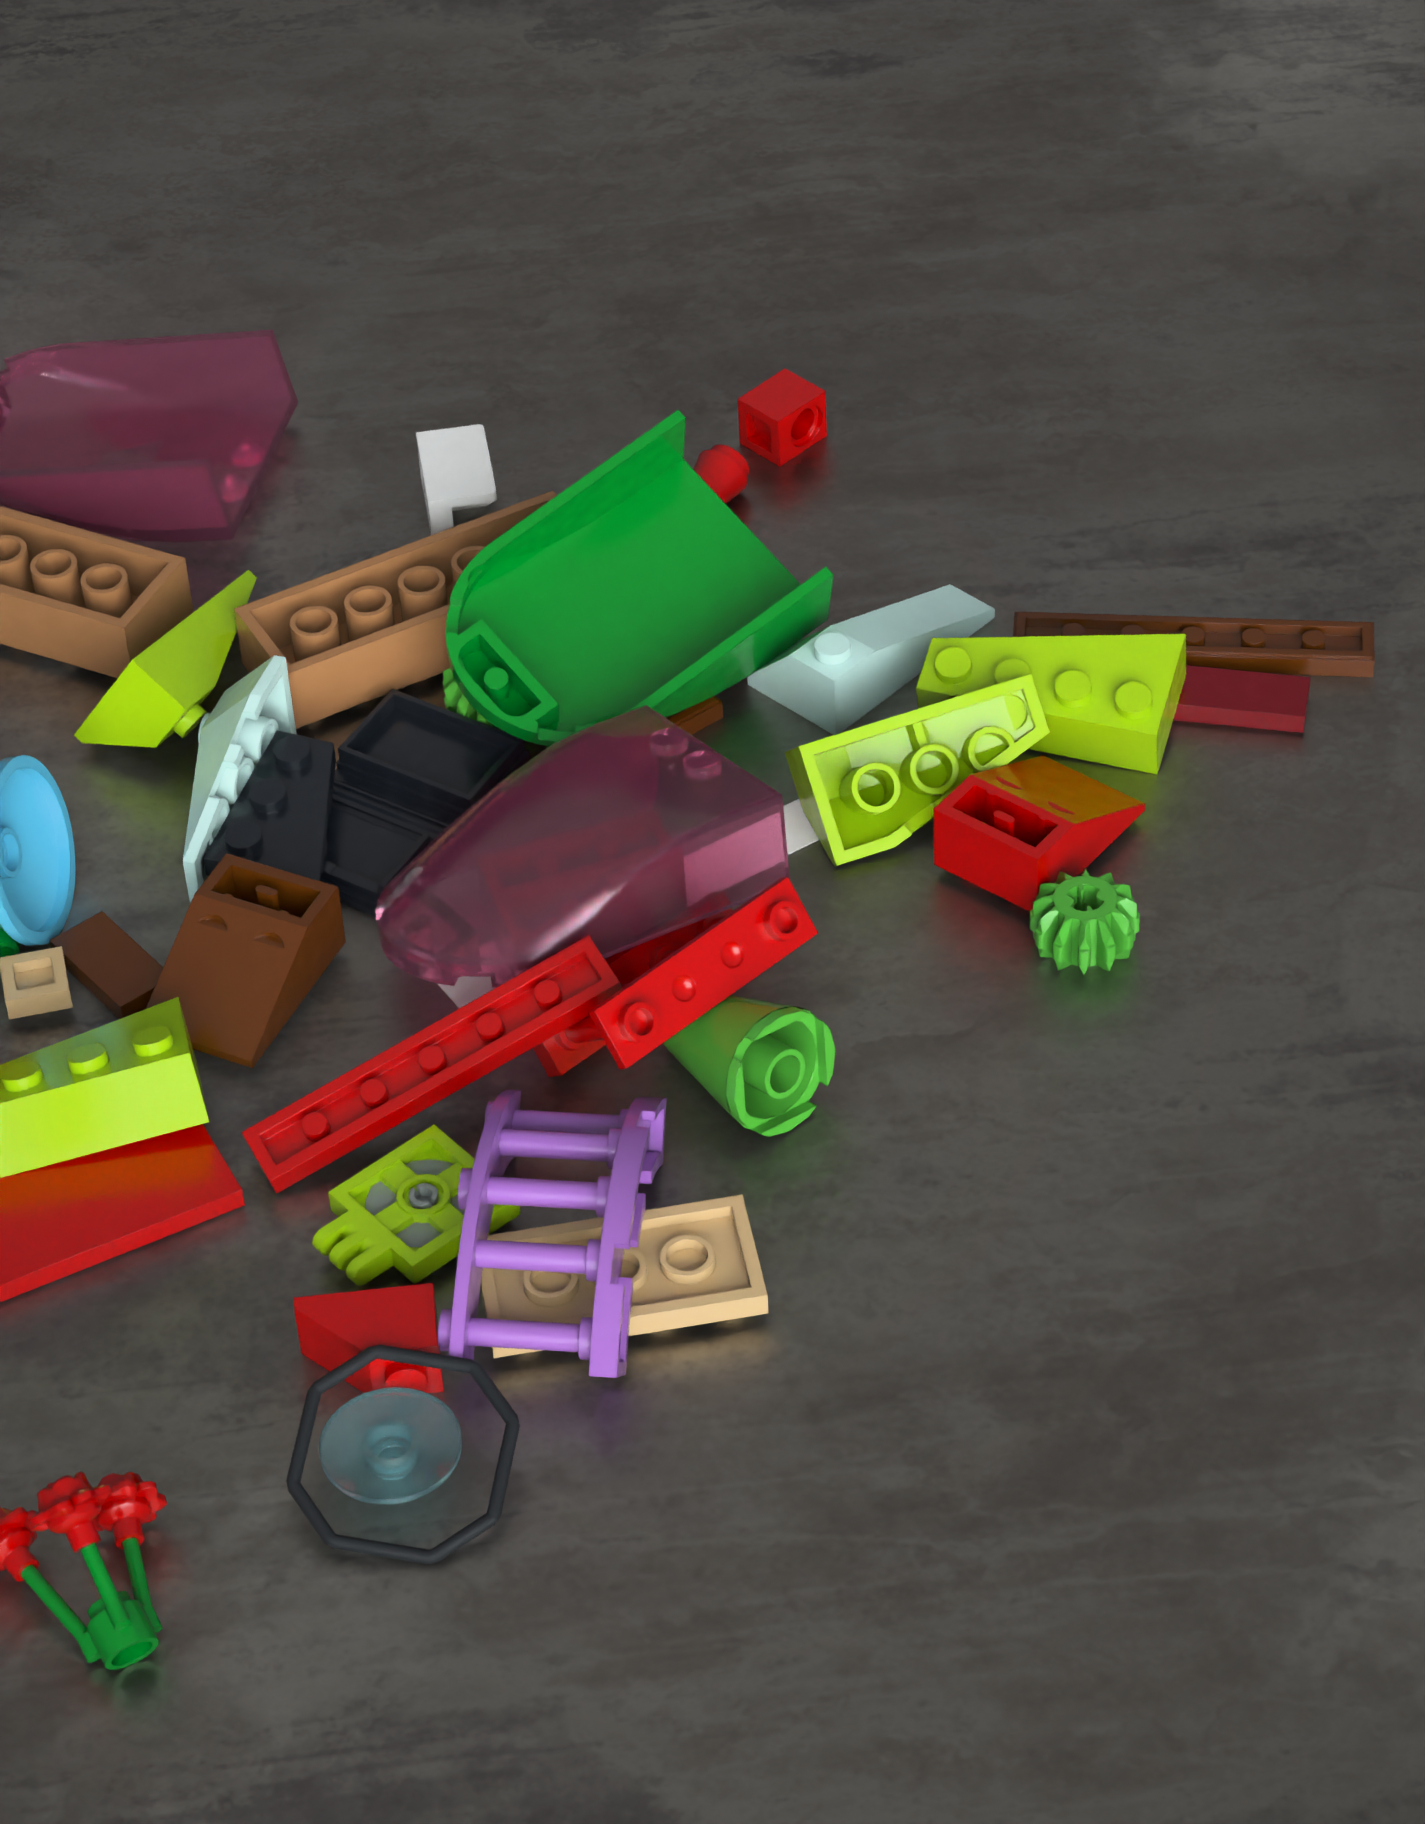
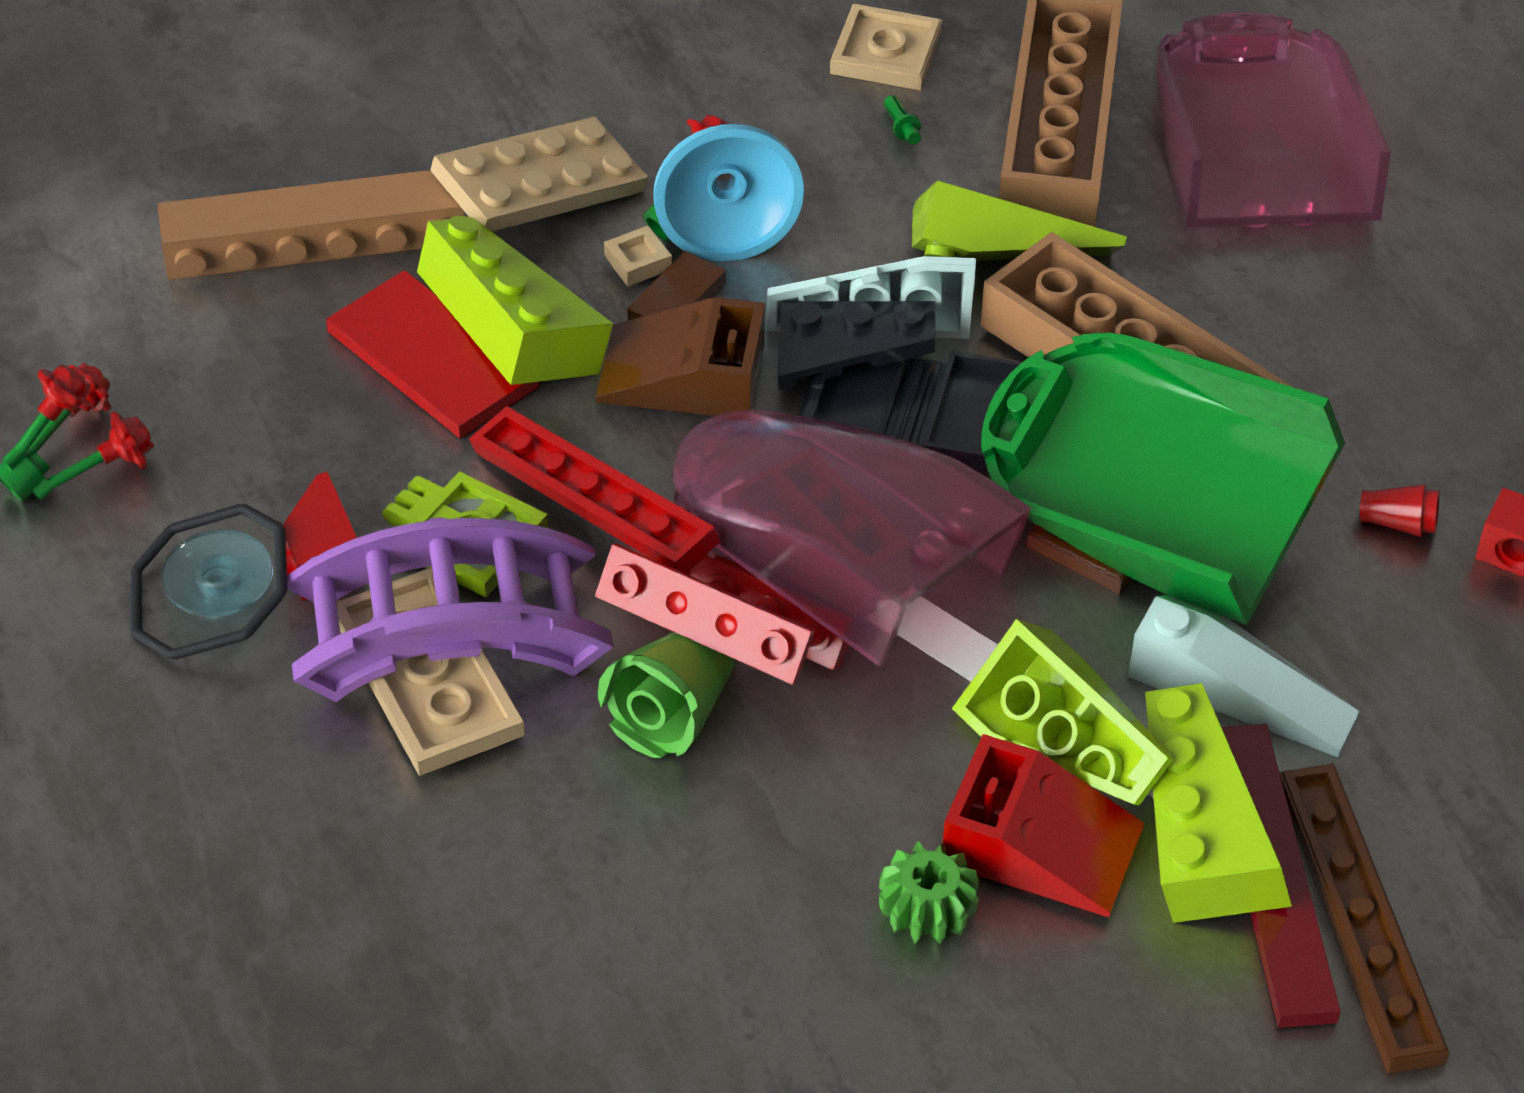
camera: 70 degrees right, 5 degrees up
(454, 472) = (1313, 332): white panel -> none

